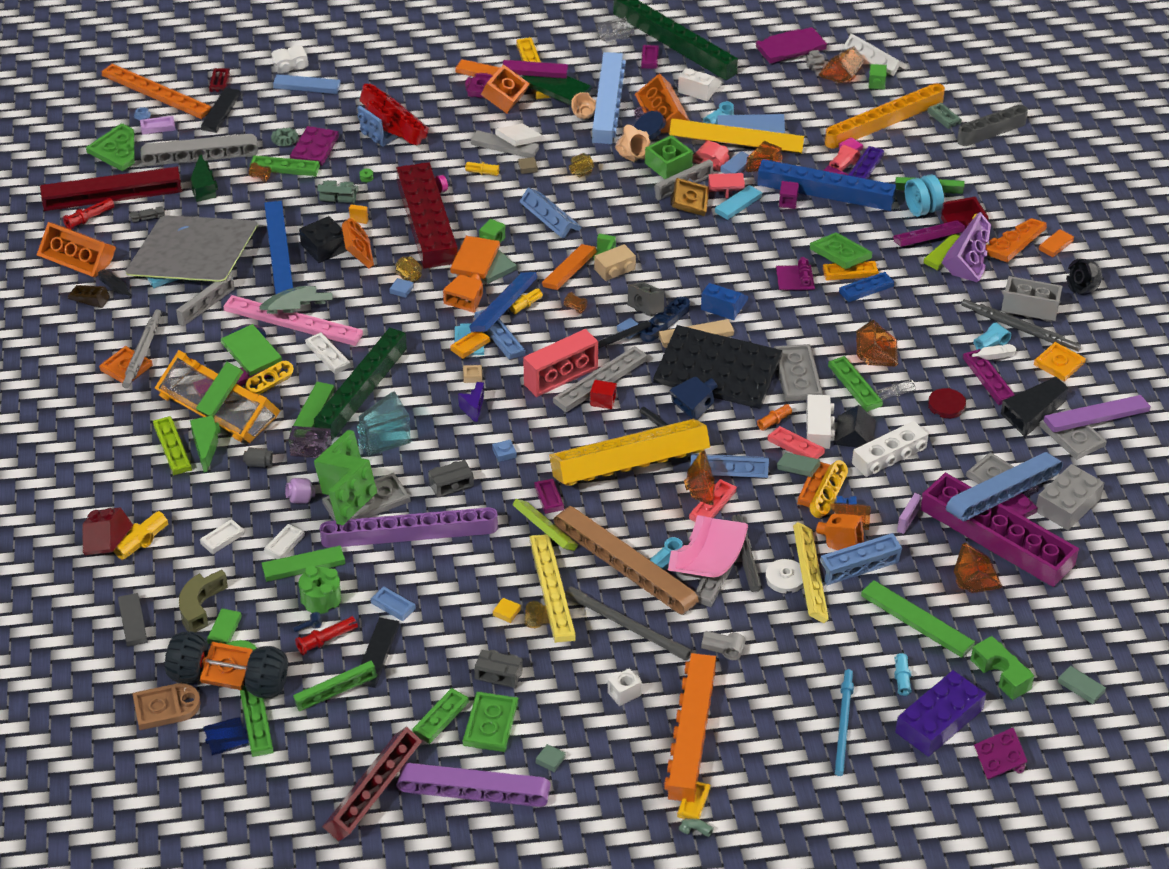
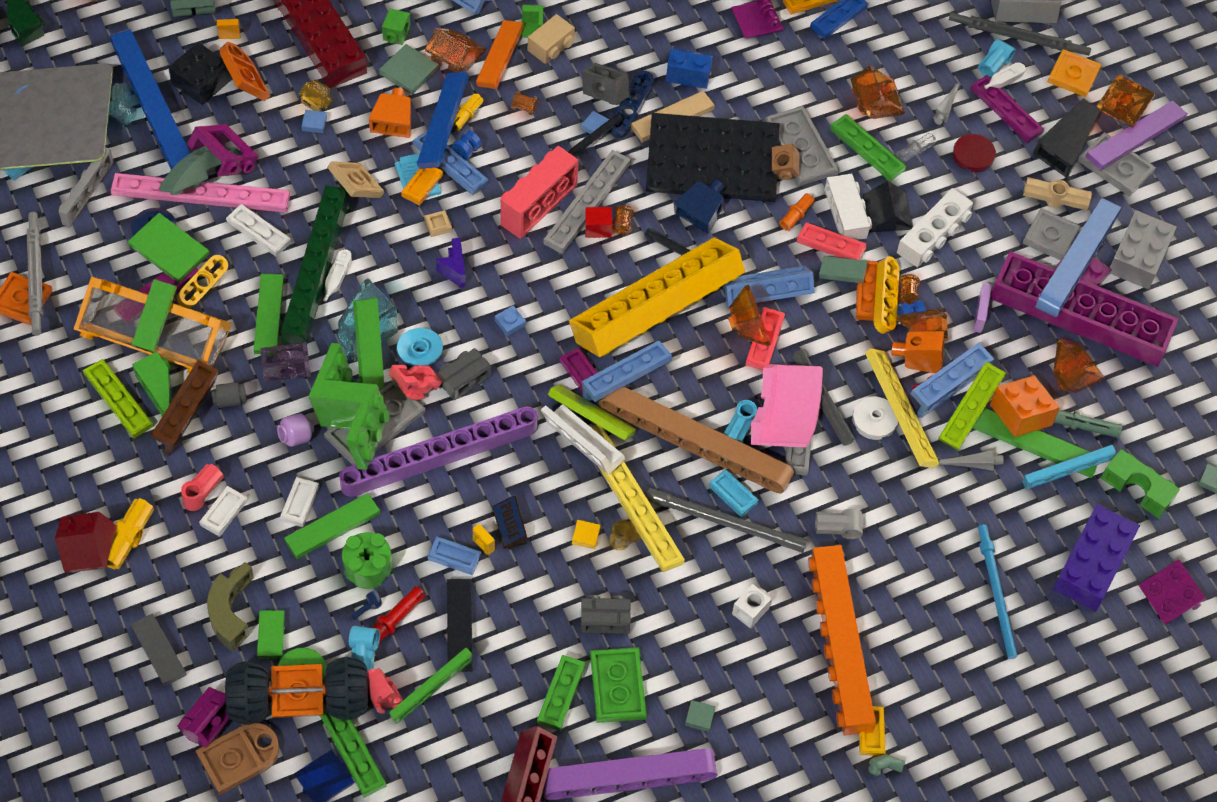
camera: 20 degrees left, 15 degrees up
(147, 671) = (205, 718): none -> magenta brick
(205, 516) = (200, 486): none -> coral piece
(219, 457) = (185, 405): none -> reddish brown fence
(254, 250) = (120, 106): none -> clear light blue piece
(291, 643) = (364, 643): none -> medium azure piece
(292, 680) = (382, 691): none -> coral cylinder
(317, 285) = (214, 139): none -> magenta panel
(378, 392) = (337, 273): none -> white piece
(378, 435) = (368, 341): none -> bright green tile
(408, 476) = (415, 381): none -> coral cylinder
(416, 329) = (355, 179): none -> tan tile
(419, 595) = (483, 539): none -> yellow tile
(422, 453) = (419, 340): none -> medium azure dish
(447, 589) = (510, 523): none -> slope
(475, 256) = (388, 63): orange tile -> none
(517, 322) = (467, 144): none -> blue wheel
(529, 539) = (584, 438): none -> white fence
(532, 256) = (454, 49): none -> clear orange slope
(583, 499) = (625, 371): none -> medium blue fence
(623, 399) = (623, 218): none -> clear orange bush
(642, 606) = (733, 493): none -> medium azure tile
(777, 378) = (782, 154): none -> medium nougat brick
(851, 486) = (909, 288): none -> clear orange bush
(866, 624) = (982, 460): none -> light grey piece
(871, 580) = (972, 406): none -> lime tile
(902, 674) = (1040, 516): medium azure pin -> none
(917, 588) = (1024, 406): none -> orange brick
(933, 366) = (944, 107): none -> light grey piece
(940, 640) = (1069, 467): none -> medium azure tile
(970, 614) = (1110, 429): none -> sand green pin
(1008, 443) = (1057, 193): none -> tan piece
(1093, 383) = (1125, 100): none -> clear orange slope

